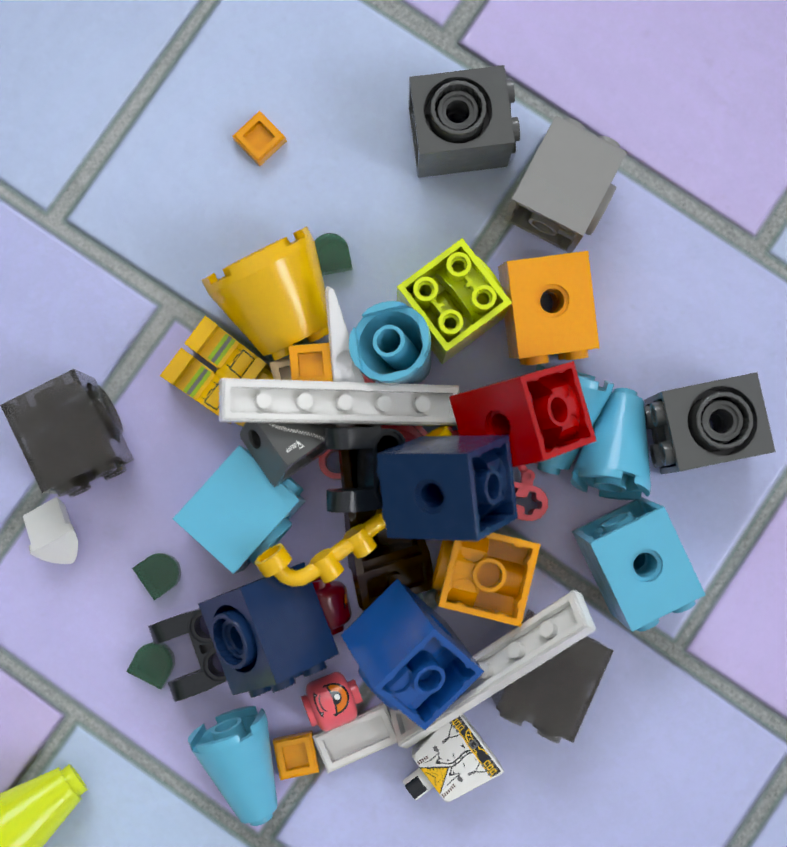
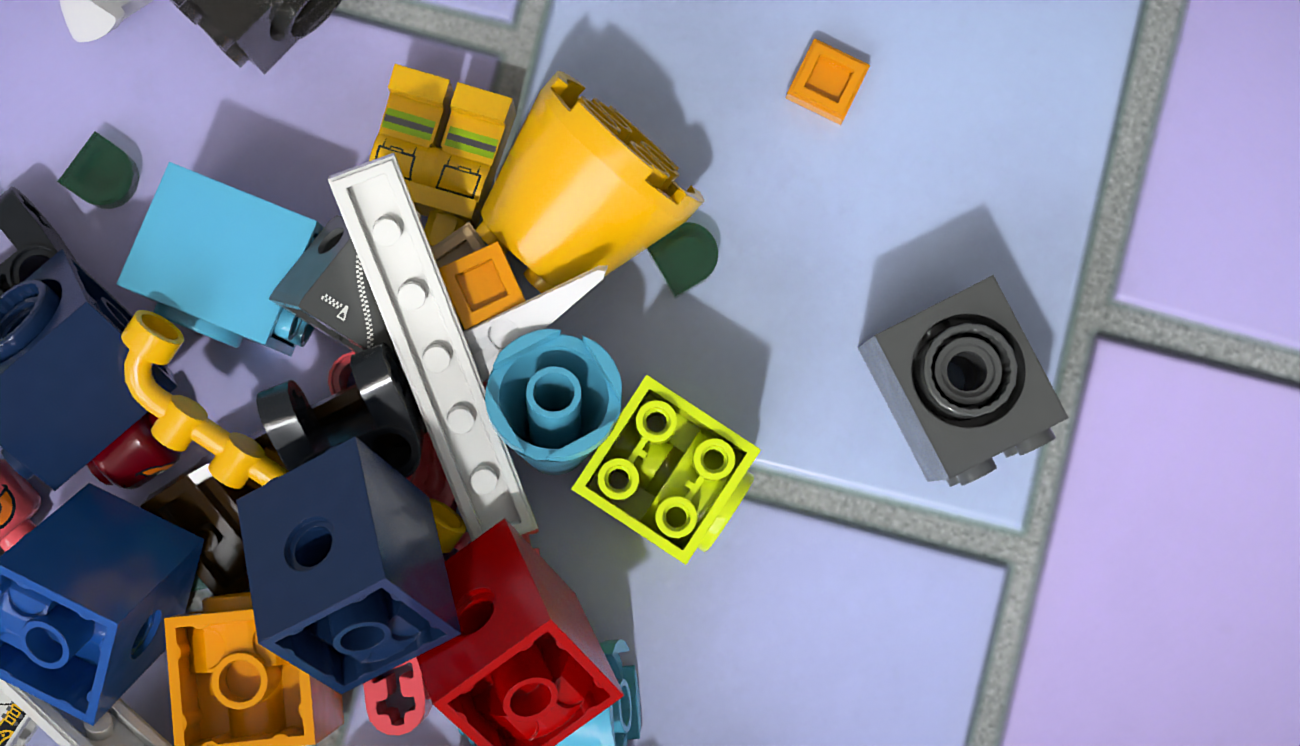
camera: 65 degrees right, 0 degrees up
(566, 185) = (923, 587): light grey brick -> none
(569, 325) = (687, 661): light orange brick -> none

